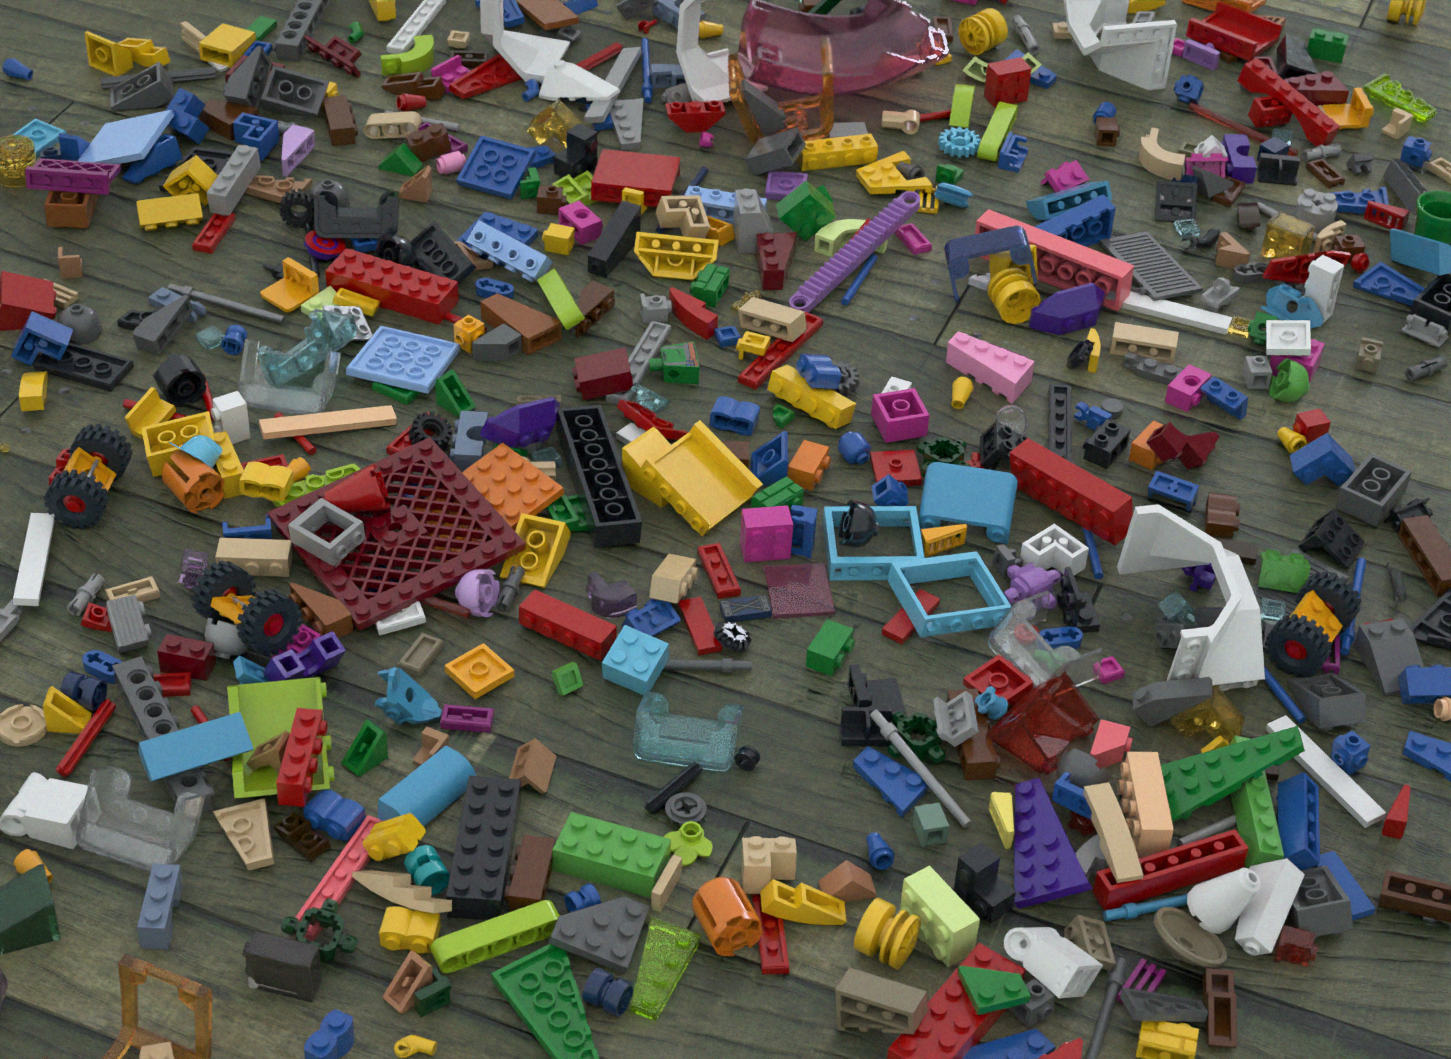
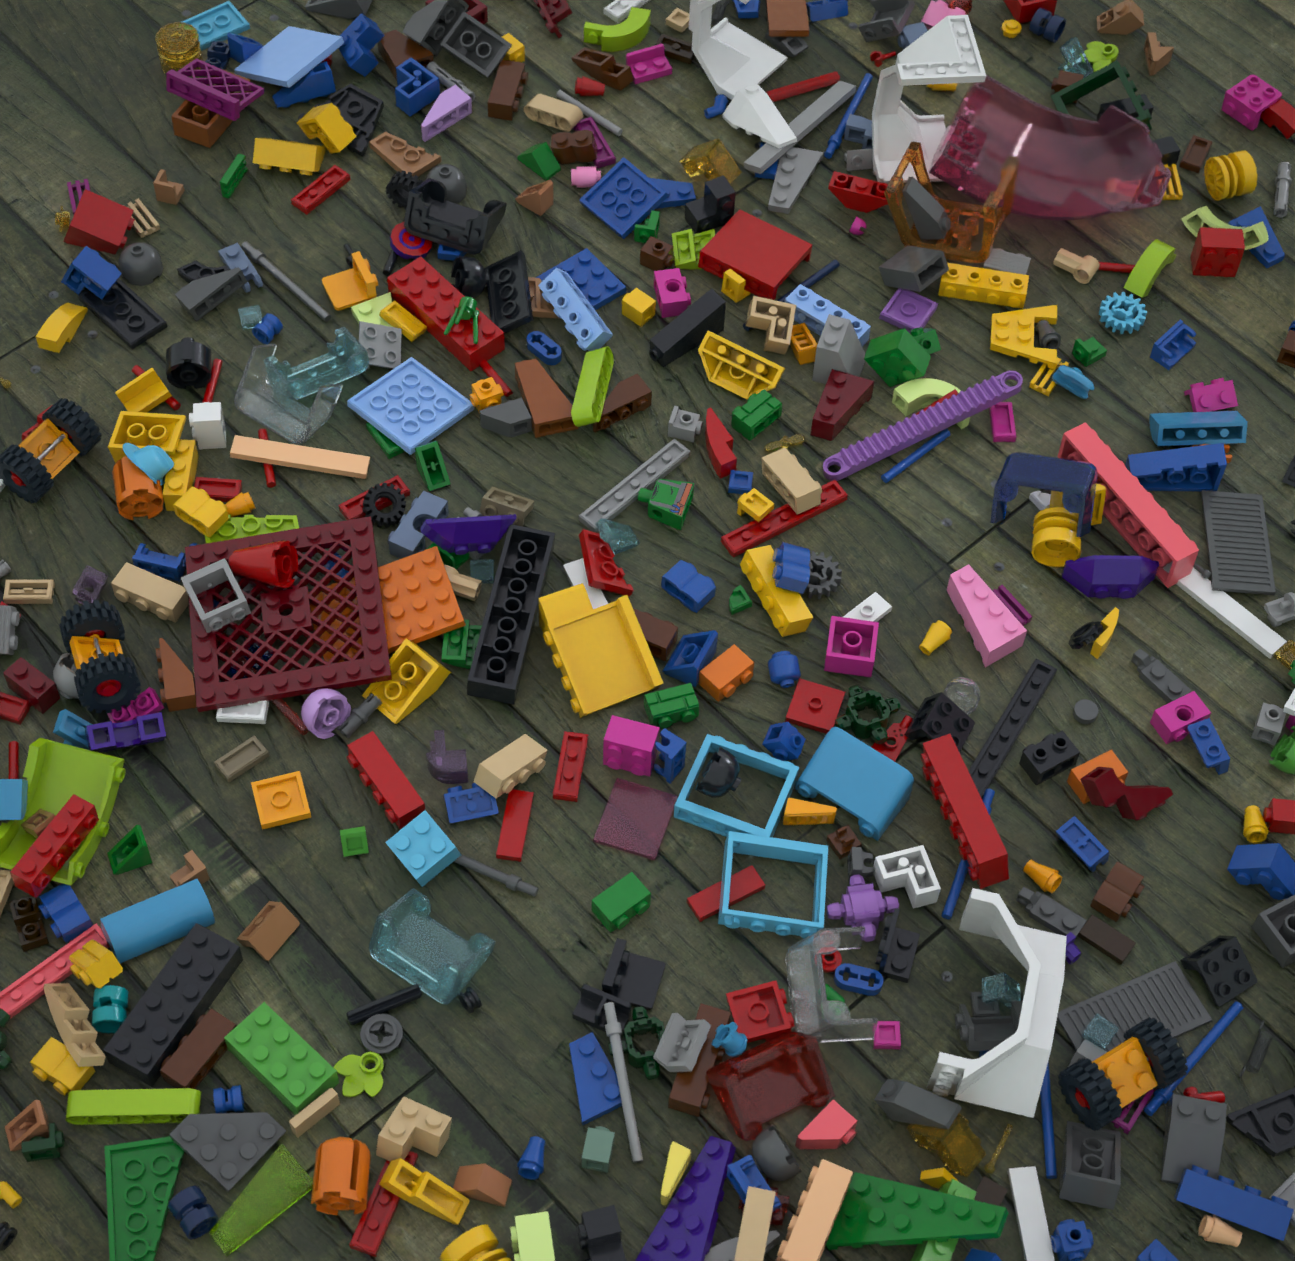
camera: 25 degrees right, 15 degrees up
(126, 239) = (233, 176): none -> green tile
(233, 180) = (361, 137): light grey brick -> none
(403, 688) = (206, 821): dark azure piece -> none
(418, 271) = (465, 311): none -> green plant
(469, 718) = (259, 858): magenta tile -> none
(485, 77) = (674, 79): red wing -> none
(603, 373) = (586, 491): dark red brick -> none
(725, 634) = (526, 848): black gear -> none
(745, 608) = (570, 821): tile -> none
(984, 549) = (842, 841): none -> reddish brown tile
(997, 131) = (1175, 308): lime beam -> none
(1093, 415) = (1056, 718): blue plate -> none
(1144, 342) = (1167, 642): tan brick -> none
(1250, 730) = (989, 1167): none -> clear yellow hinge
(1283, 571) = (1140, 987): bright green bracket -> none

